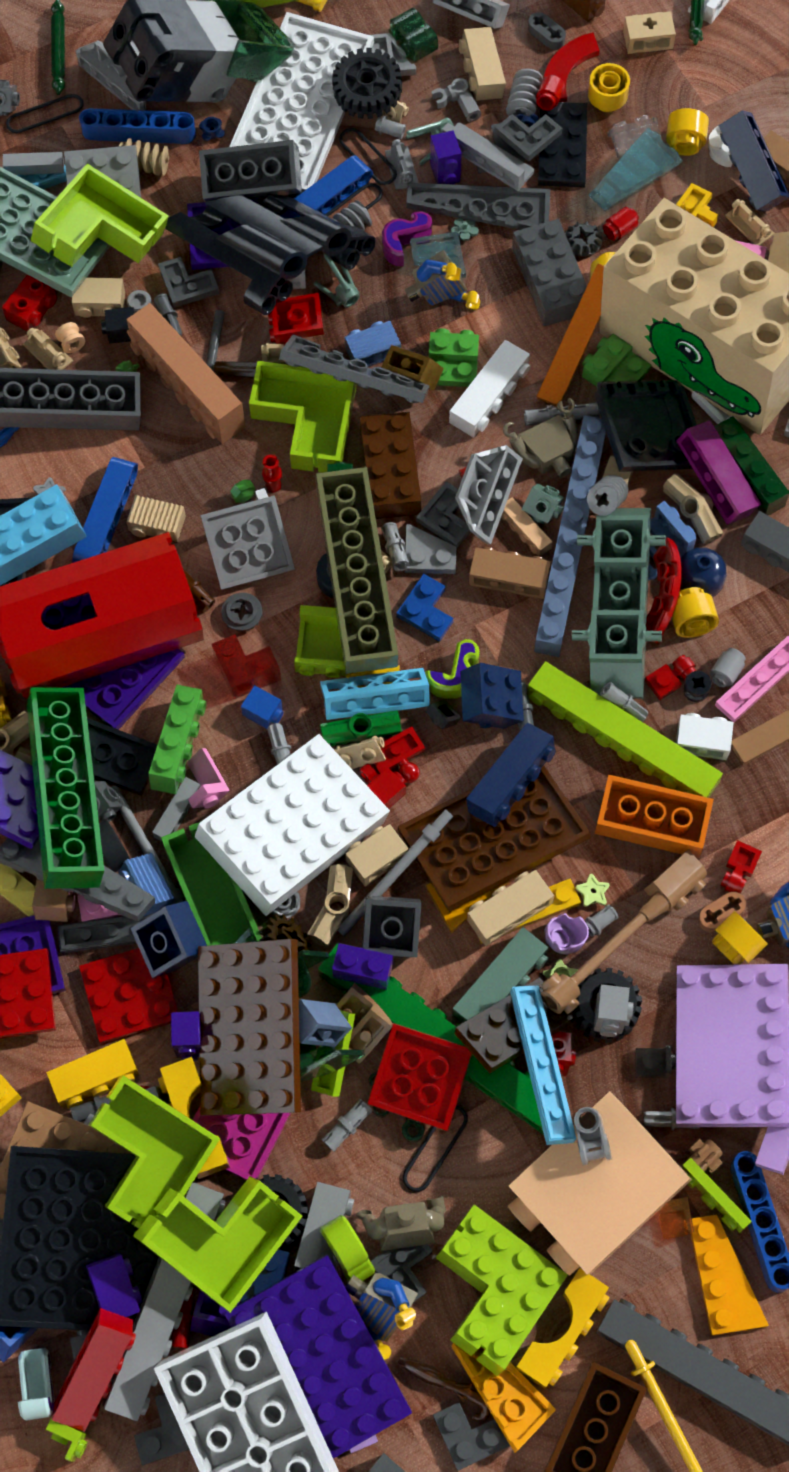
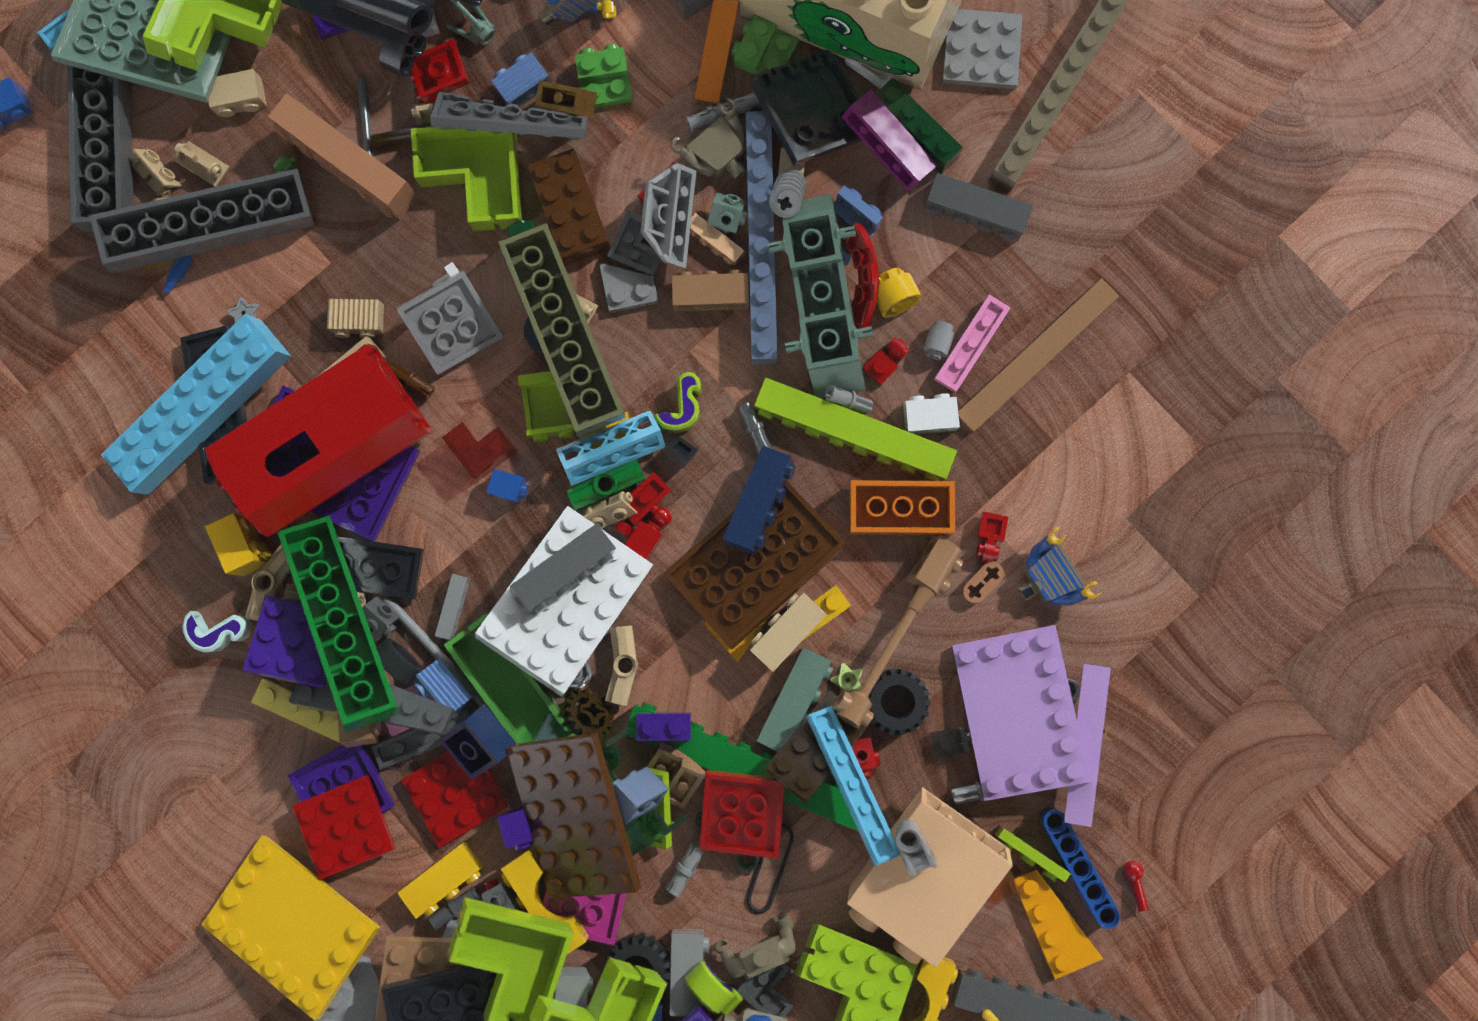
camera: 10 degrees left, 15 degrees up
(29, 303) = (168, 116): red brick -> none
(70, 337) = (219, 143): light nougat wheel -> none
(106, 508) = (304, 322): blue beam -> none
(116, 324) = (258, 118): black brick -> none
(138, 299) = (277, 87): light grey tile -> none
(165, 309) = (310, 96): dark grey axle -> none
(176, 739) = (433, 540): bright green brick -> none
(185, 288) = (317, 62): dark grey plate -> none
(208, 776) = (476, 570): bright pink bracket -> none
(234, 604) = (455, 384): dark grey gear -> none
(243, 491) = (432, 267): bright green tile -> none
(272, 473) = (455, 244): red pin -> none
(279, 743) = (533, 519): light grey axle -> none
(300, 785) = (562, 569): none -> dark grey brick
(376, 854) = (650, 607): tan brick -> none
(392, 925) = (681, 676): dark grey brick -> none
(395, 546) = (594, 291): light grey pin -> none
(420, 612) = (632, 348): blue plate -> none
(430, 833) = (696, 579): light grey bar -> none
(489, 389) = (647, 101): white brick -> none
(491, 696) = (722, 426): dark blue brick -> none
(566, 934) = (844, 641): lavender hair -> none
(593, 898) = (856, 598): yellowish green plate -> none
(601, 920) = (872, 619): light grey pin -> none
(612, 1010) = (906, 719): light grey brick -> none
(699, 691) = (911, 370): black wheel -> none
(701, 517) = (865, 173): tan piece -> none
(703, 570) = (895, 246): dark blue cylinder -> none
(706, 1155) = (1016, 820): medium nougat gear -> none
(738, 940) = (1004, 610): yellow piece -> none

